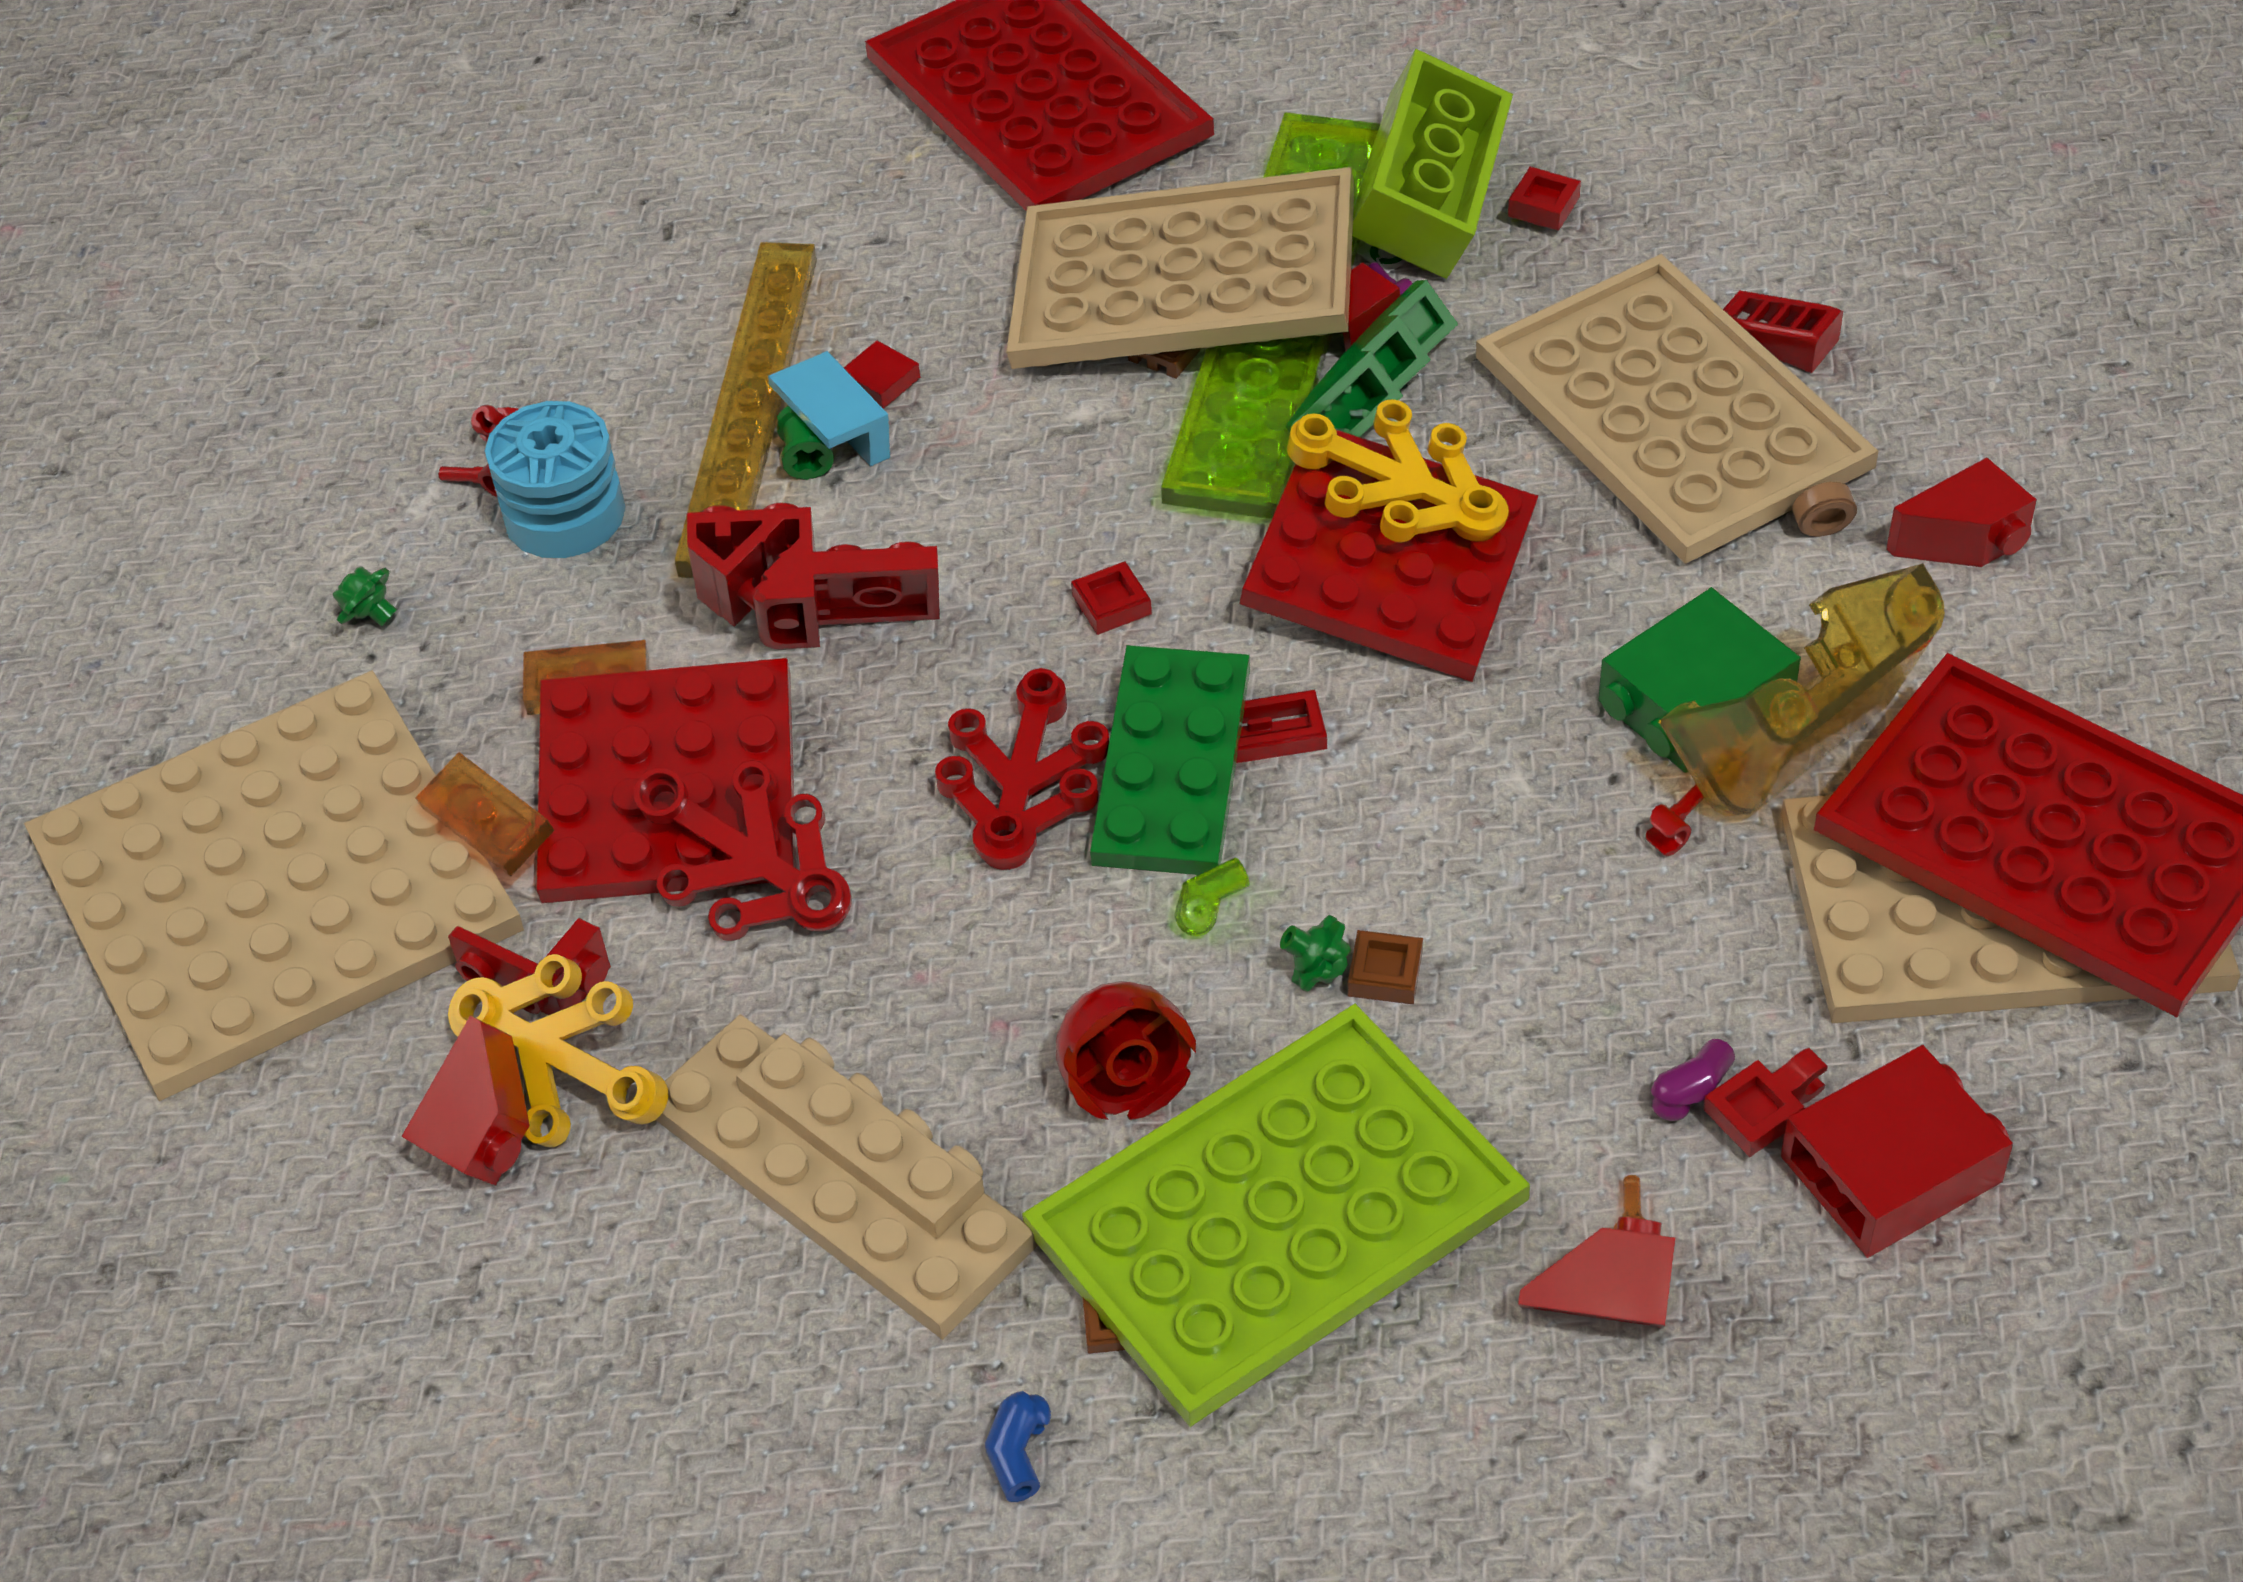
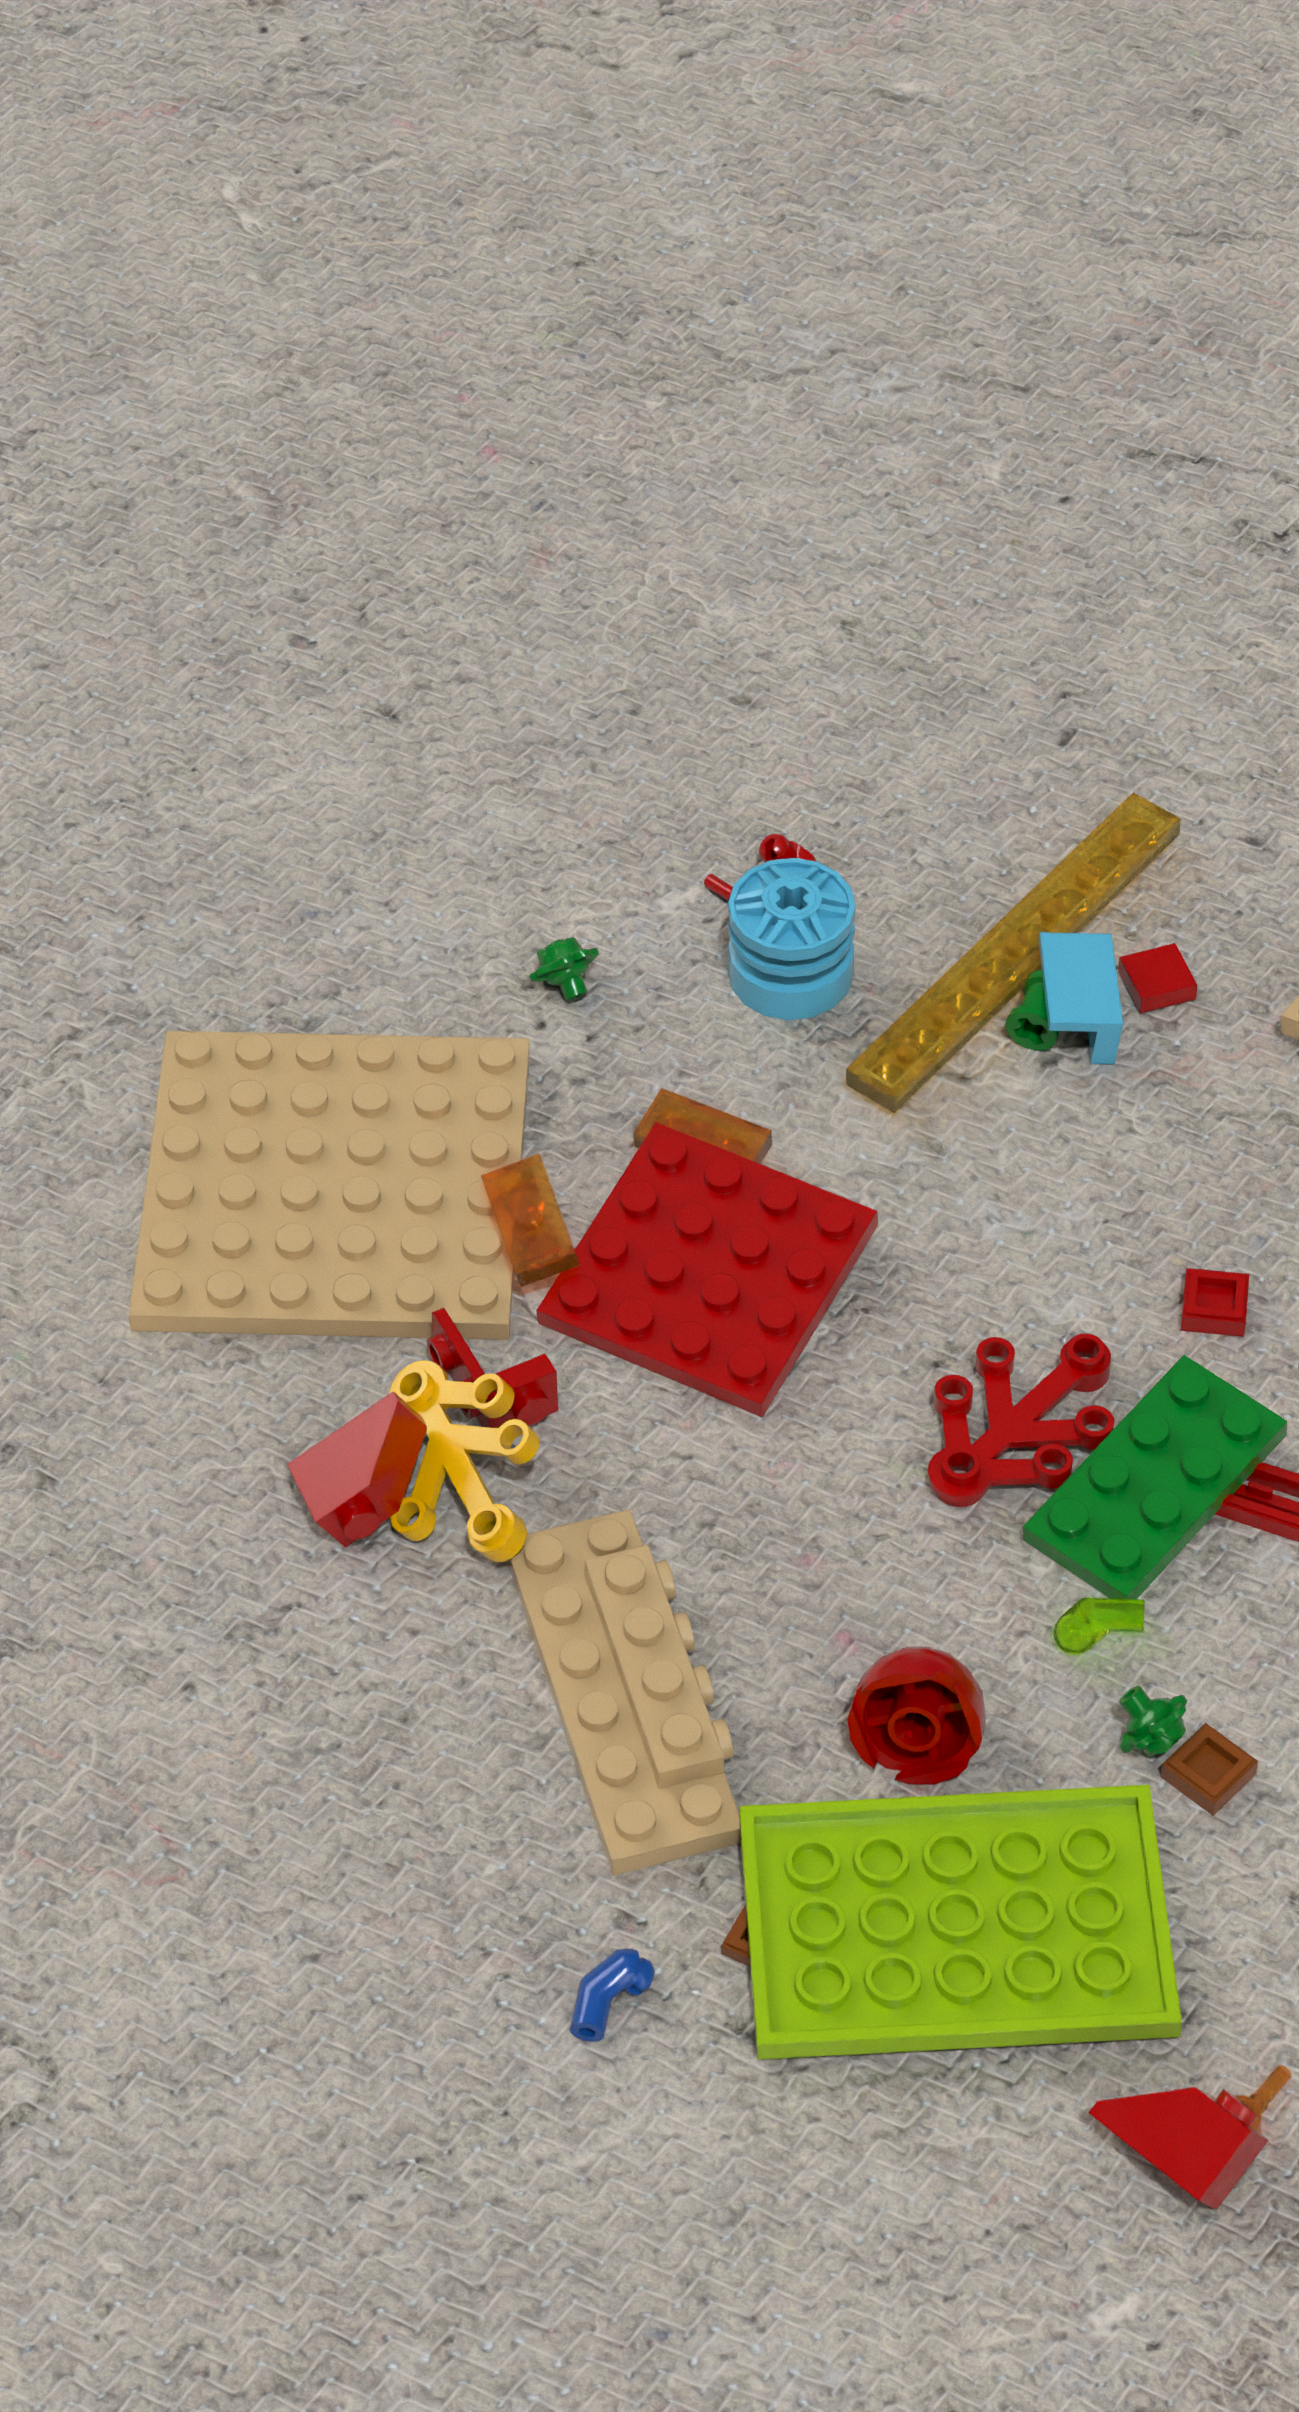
camera: 30 degrees right, 0 degrees up
(750, 857) = (728, 1375): red plant -> none
(772, 566) = (924, 1144): red piece -> none

